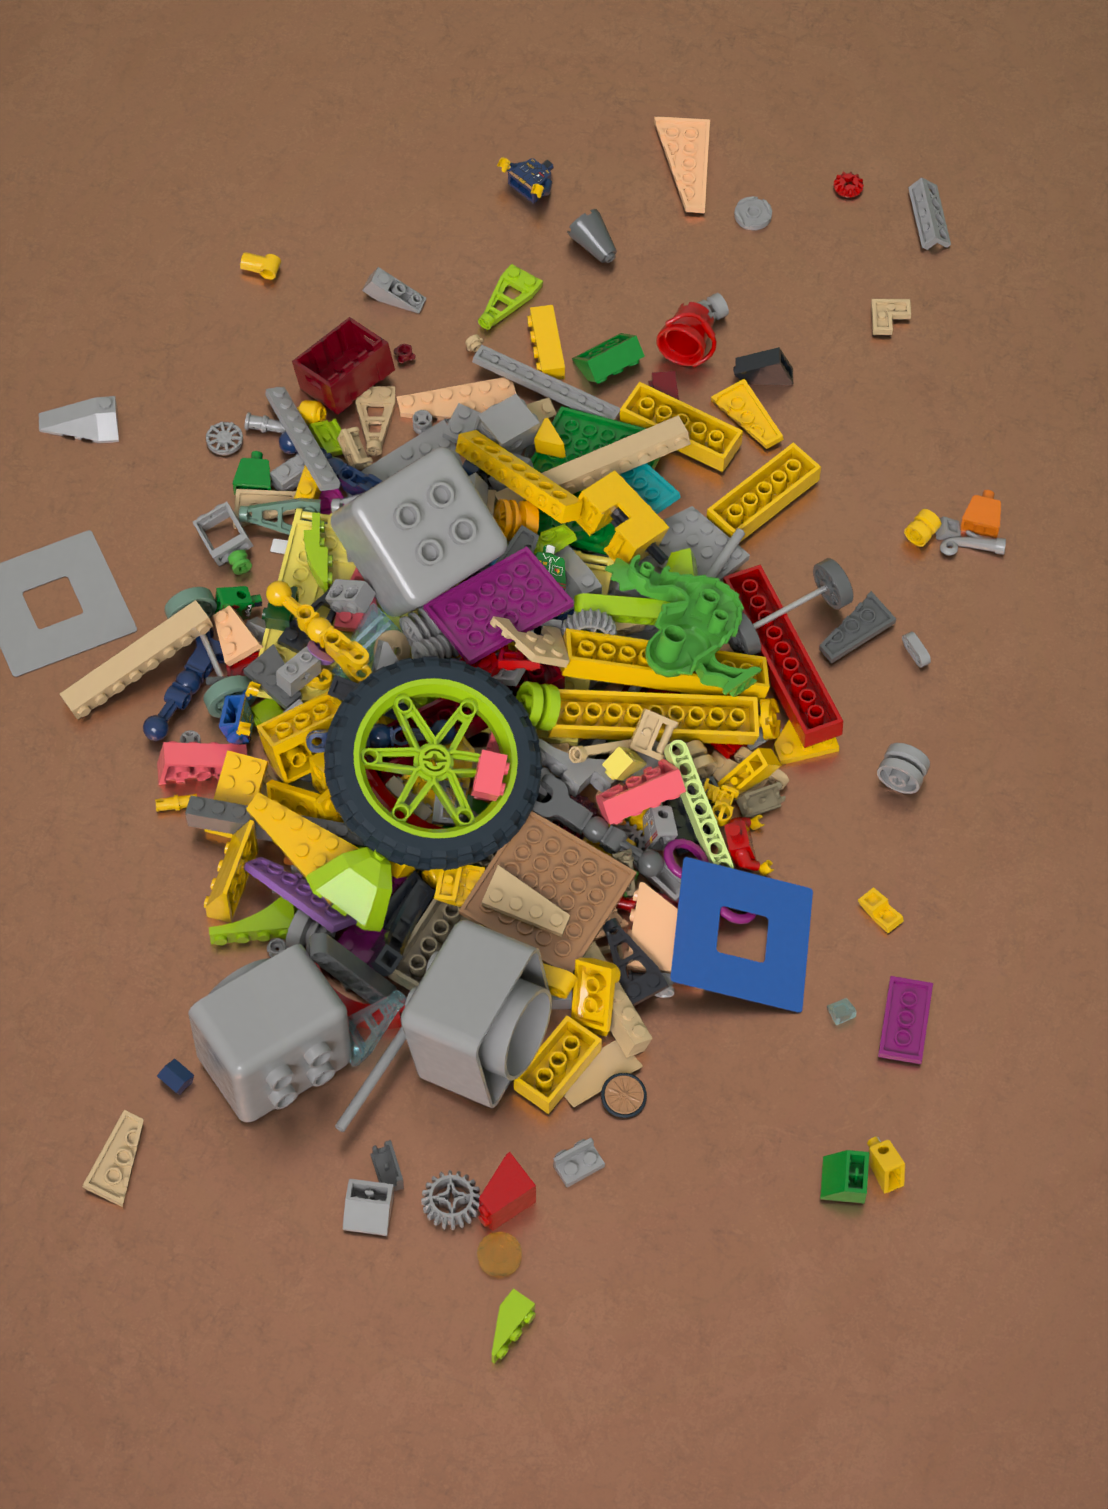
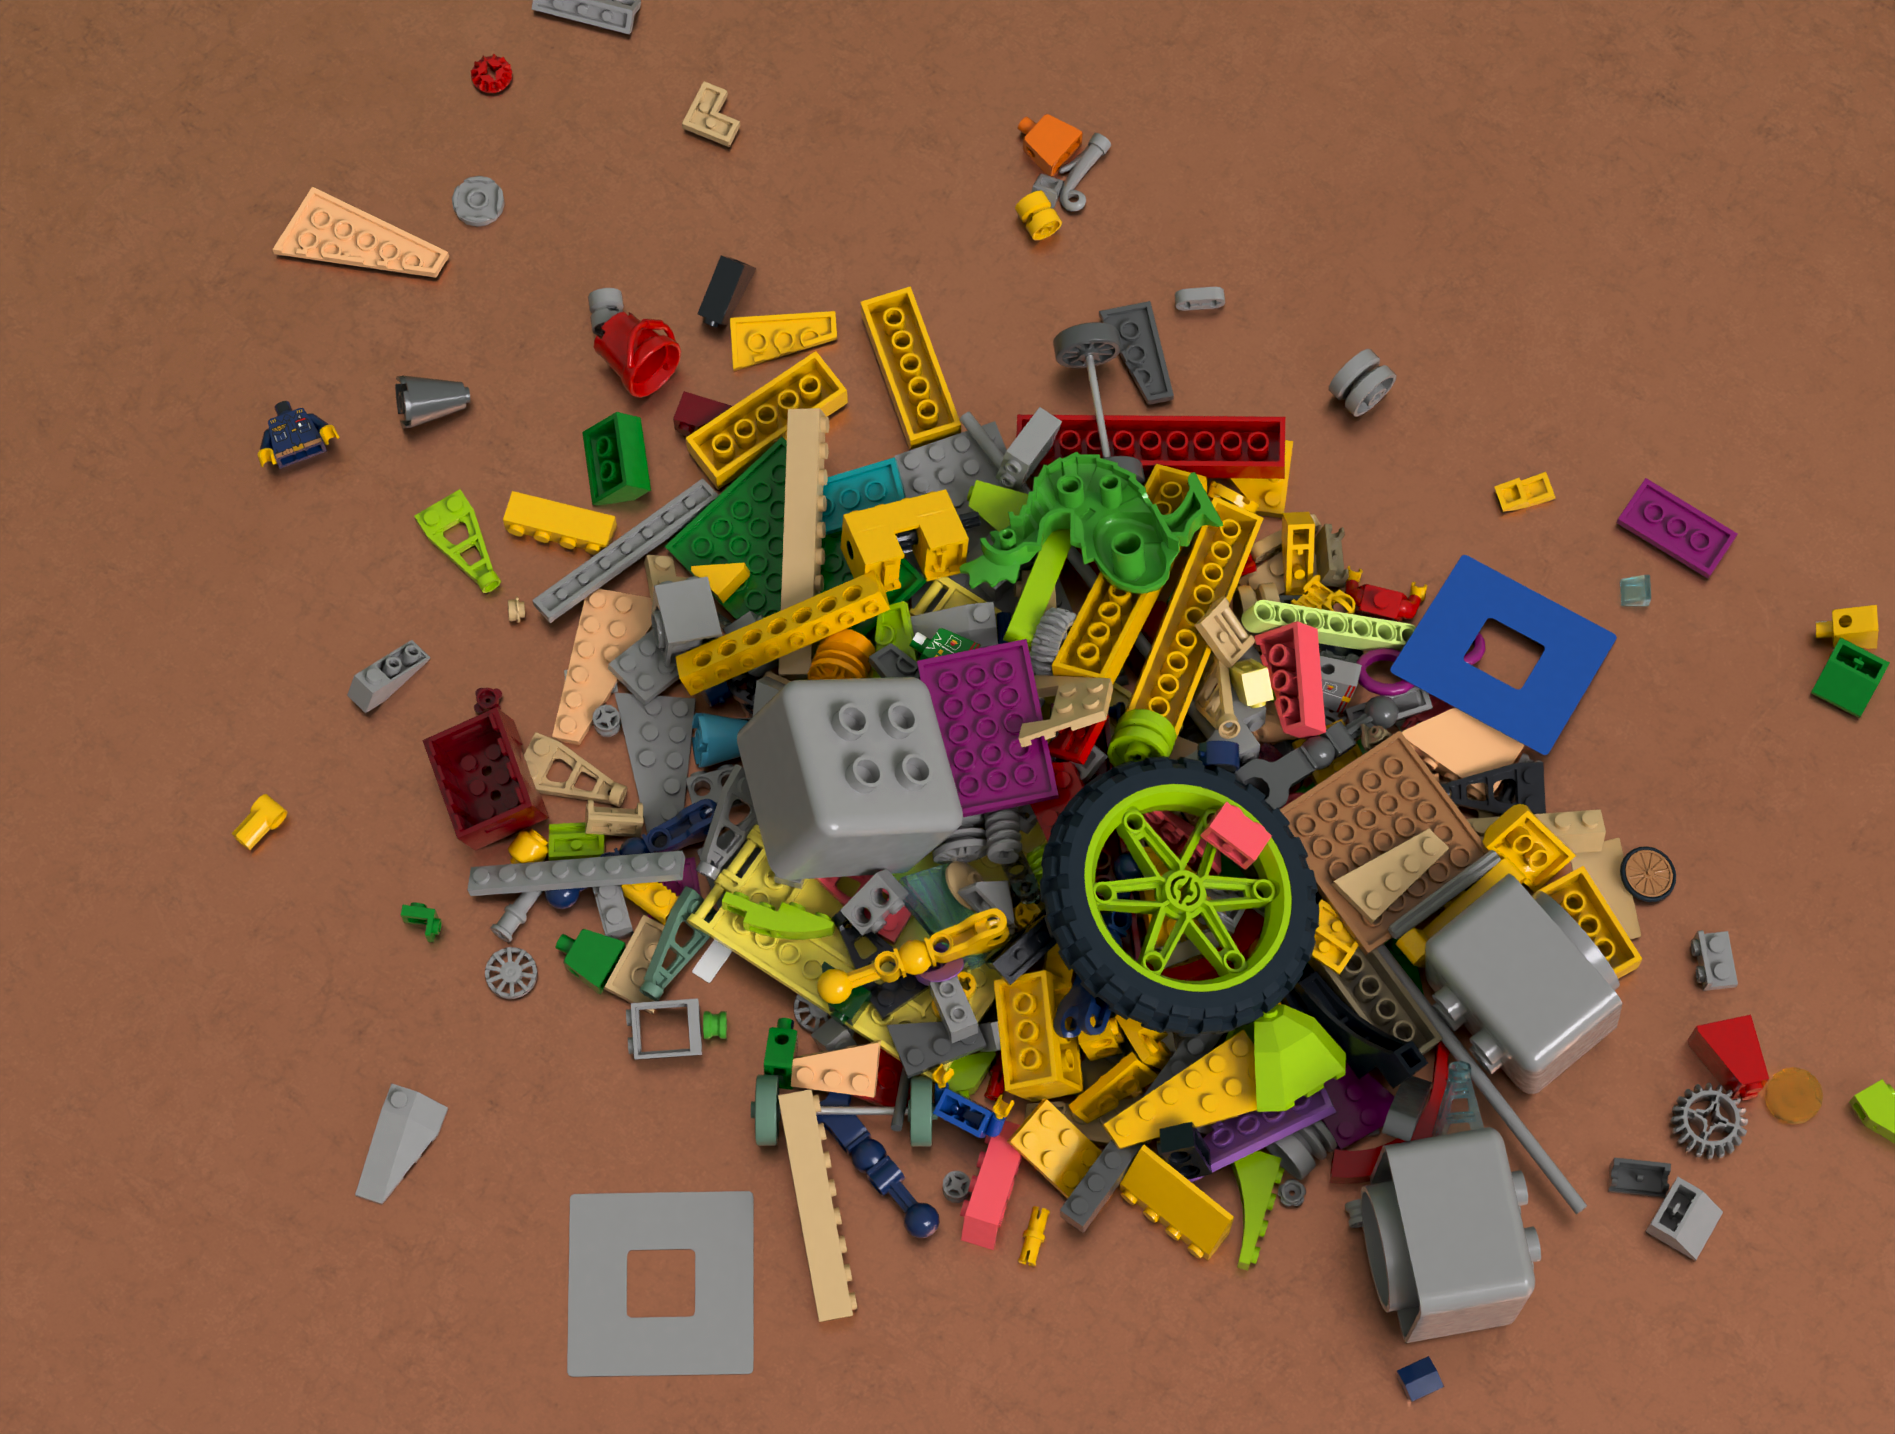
camera: 65 degrees left, 10 degrees up
(237, 380) = (421, 915): none -> green bracket
(262, 850) = (1185, 1150): none -> black brick
(546, 954) = (1444, 894): none -> light grey axle
(552, 756) = (1219, 753): none -> dark blue piece
(730, 567) = (1028, 449): none -> light grey window

